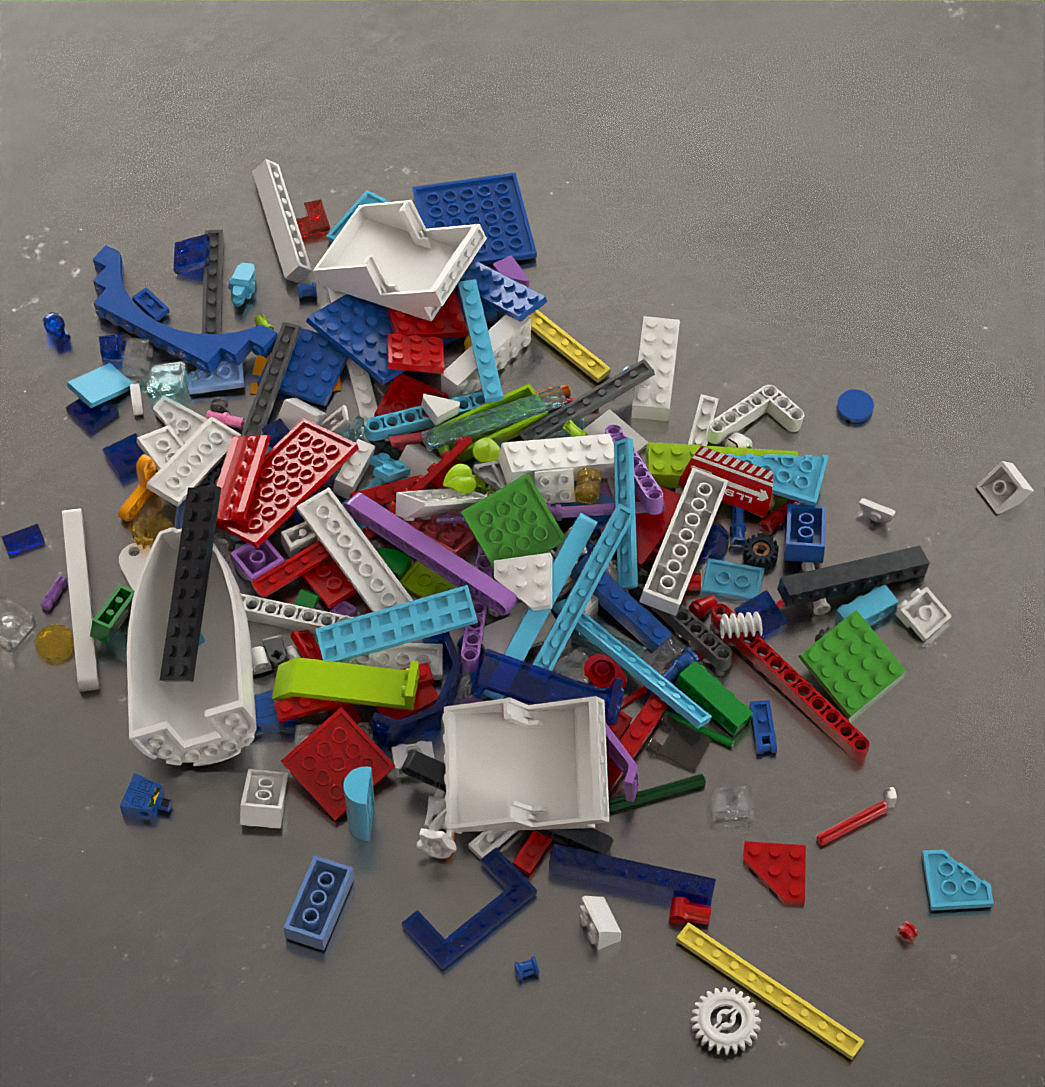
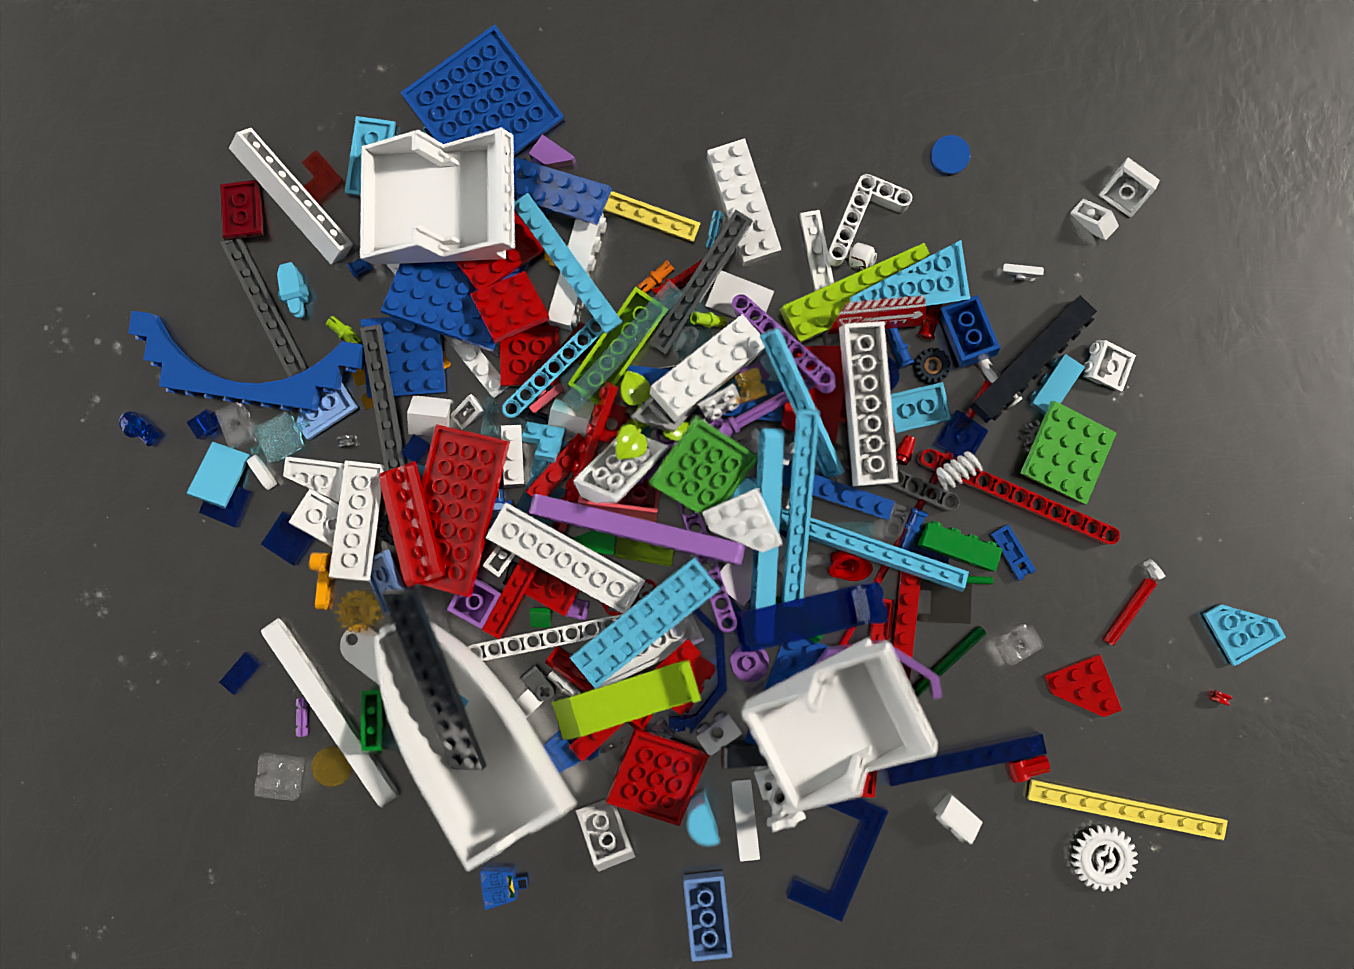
camera: 25 degrees left, 30 degrees up
(150, 304) = (214, 355): blue plate -> none
(191, 254) = (222, 277): clear blue plate -> none
(227, 419) = (359, 454): bright pink pin -> none
(236, 216) = (241, 209): none -> dark red tile
(398, 844) = (745, 820): none -> white tile
(439, 408) = (565, 363): white slope -> none
(526, 968) = (913, 887): blue bush -> none
(963, 499) = (1095, 219): none -> white slope

